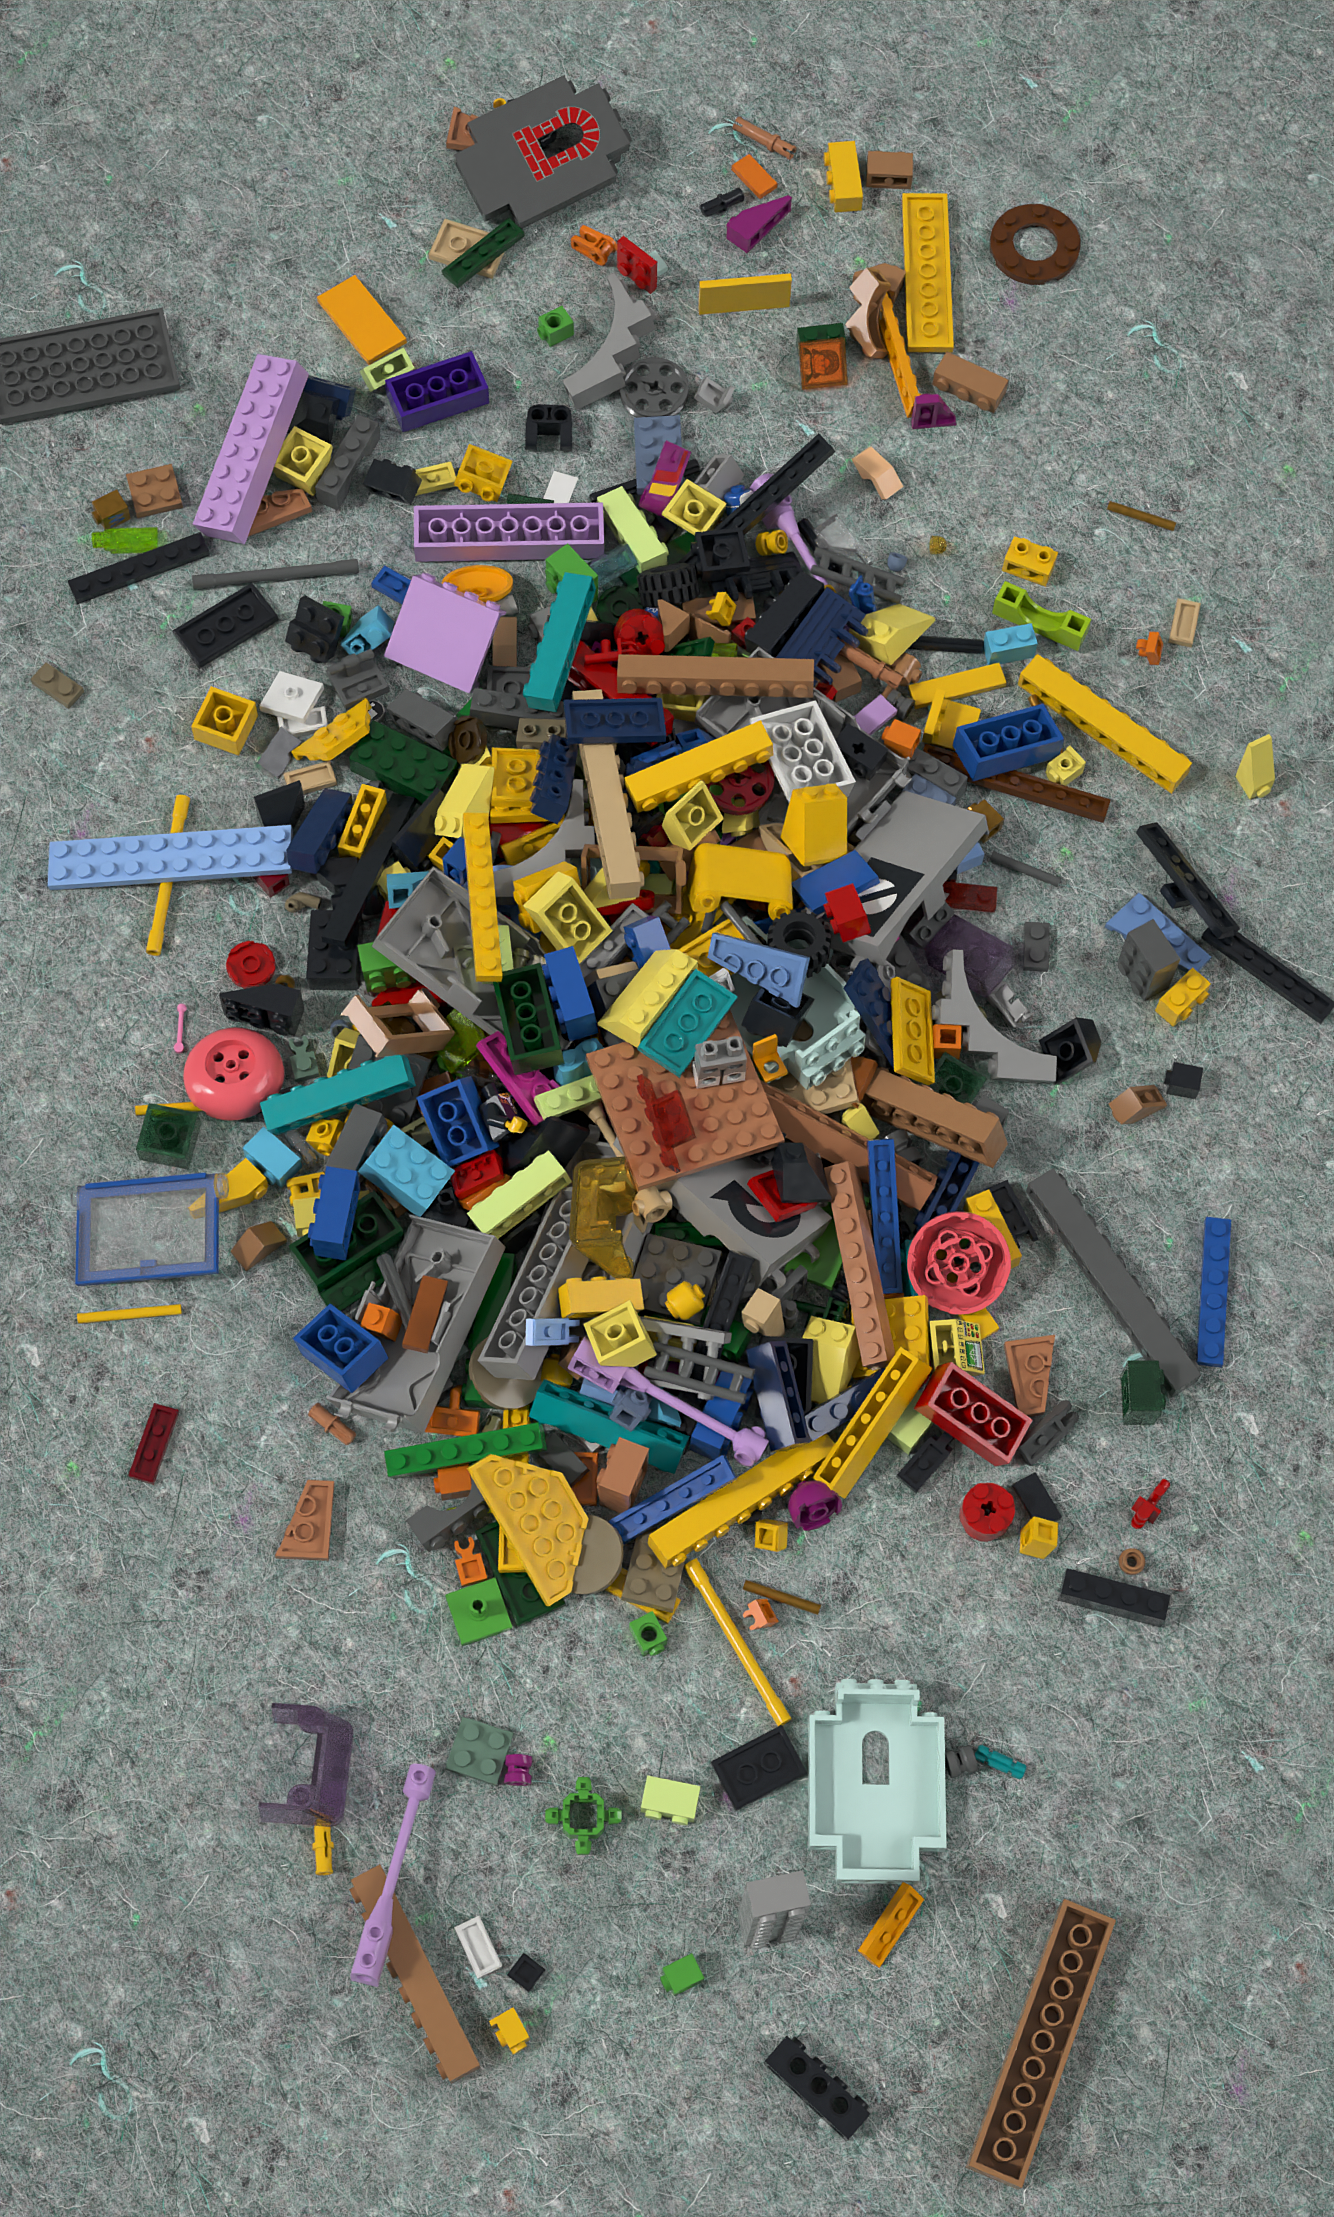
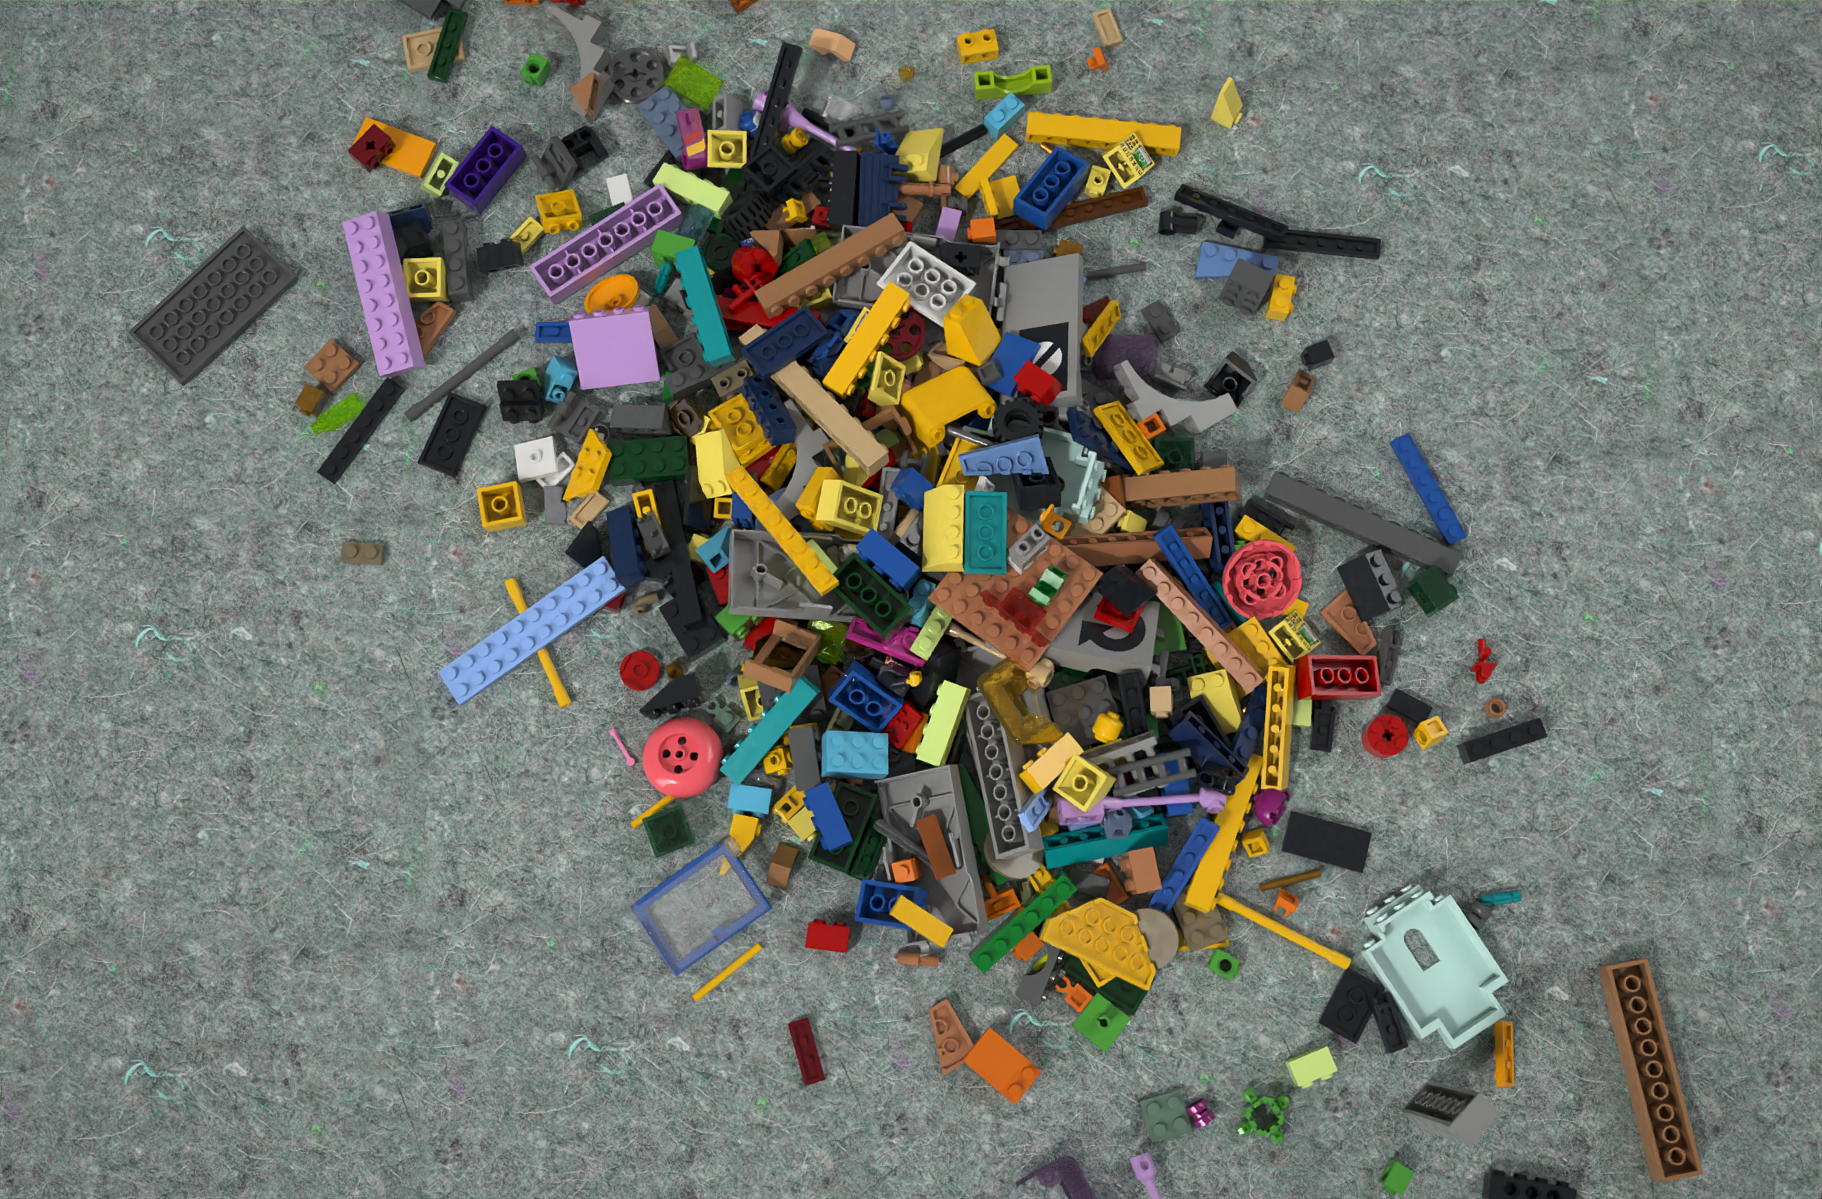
camera: 30 degrees left, 10 degrees up
(255, 1342) = (827, 937): none -> red brick
(338, 306) = (363, 151): none -> dark red brick
(342, 1582) = (1002, 1065): none -> orange slope
(355, 834) = (653, 535): none -> dark grey hinge
(357, 1373) = (921, 921): none -> yellow tile
(511, 427) = (556, 164): none -> dark grey plate
(541, 596) = (662, 277): none -> teal axle
(589, 373) = (587, 92): none -> medium nougat slope
(707, 428) = (693, 82): none -> clear neon green piece
(716, 1113) = (1048, 586): none -> green brick
(767, 1425) = (1218, 777): none -> black piece
(785, 1811) = (1388, 1023): none -> black hinge
(807, 878) = (989, 373): none -> dark grey tile
(848, 1582) = (1326, 842): none -> black tile
(961, 908) = (1101, 328): none -> yellow tile
(1078, 1347) = (1371, 585): none -> black slope
(1110, 761) = (1128, 160): none -> light yellow slope
(1117, 854) = (1172, 223): none -> black piece

